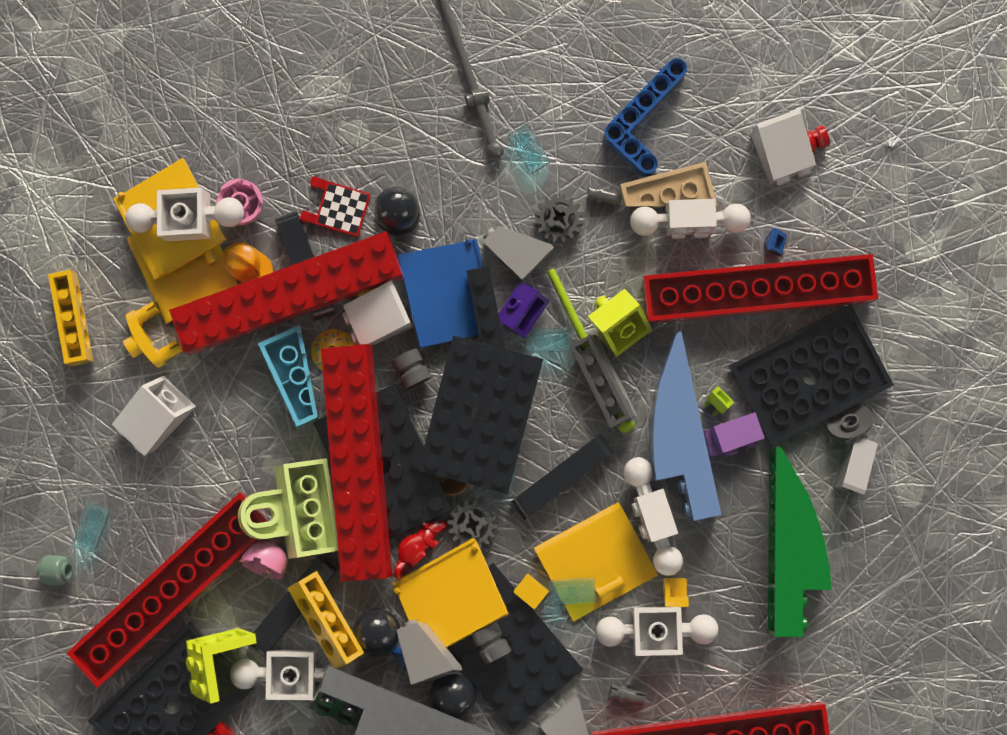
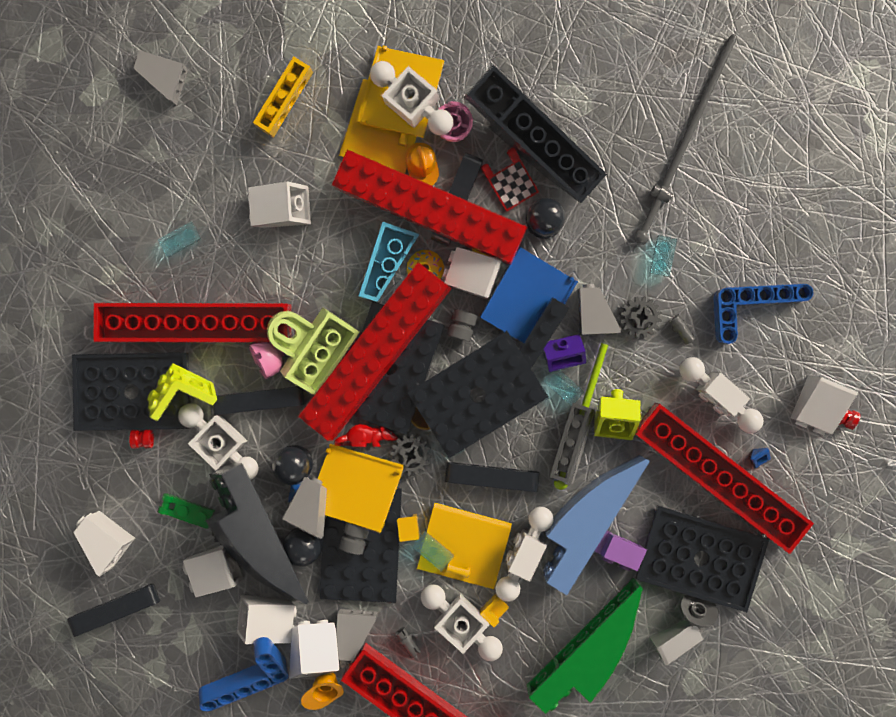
camera: 40 degrees right, 5 degrees up
(54, 570) = (134, 244): sand green head -> none
(140, 341) = (313, 151): yellow connector -> none
(320, 149) = (534, 135): none -> black slope
(325, 620) = (267, 431): yellow brick -> none
(679, 184) = (734, 366): tan wing -> none
(719, 400) = (632, 521): lime tile -> none

